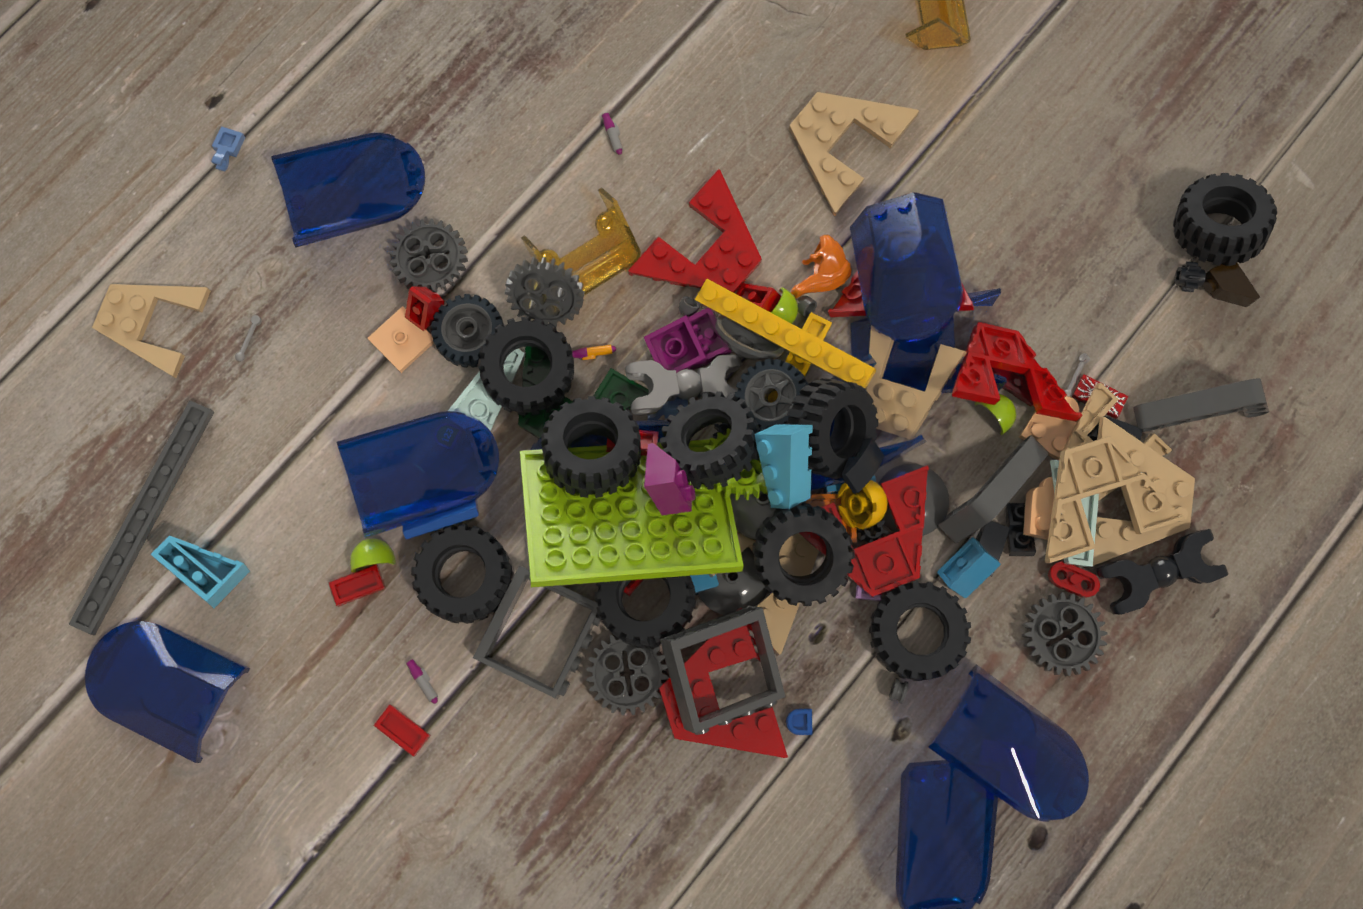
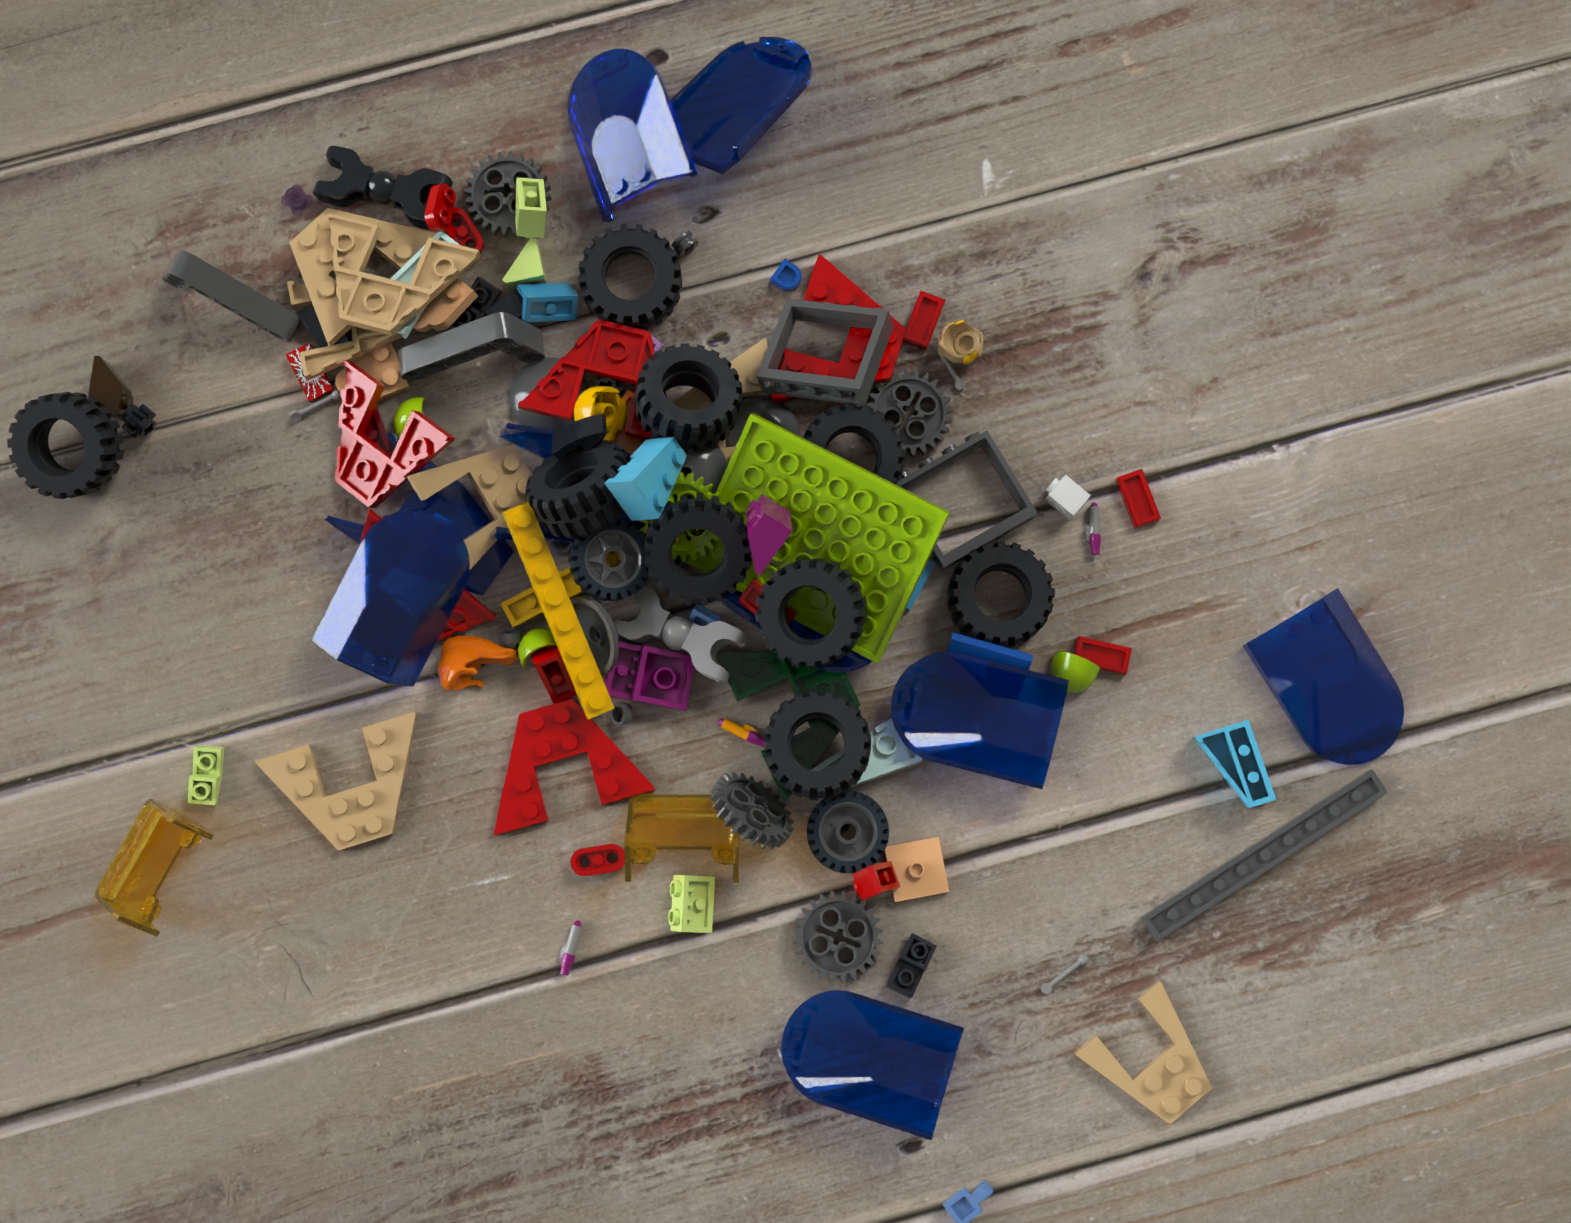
camera: 150 degrees left, 5 degrees up
(364, 272) = (911, 966): none -> black slope
(459, 690) = (1066, 496): none -> white brick
(547, 212) = (692, 903): none -> yellowish green bracket
(603, 728) = (959, 384): none -> light grey hinge
(623, 759) = (960, 342): none -> tan hair
(632, 199) = (598, 860): none -> red plate
(667, 761) = (923, 320): none -> red tile
(942, 80) = (207, 775): none -> yellowish green slope
(1004, 586) = (526, 268): none -> yellowish green slope
(1038, 629) = (530, 208): none -> yellowish green slope
(1106, 581) = (440, 207): none -> red plate
(1223, 515) = (291, 194): none -> clear purple plate

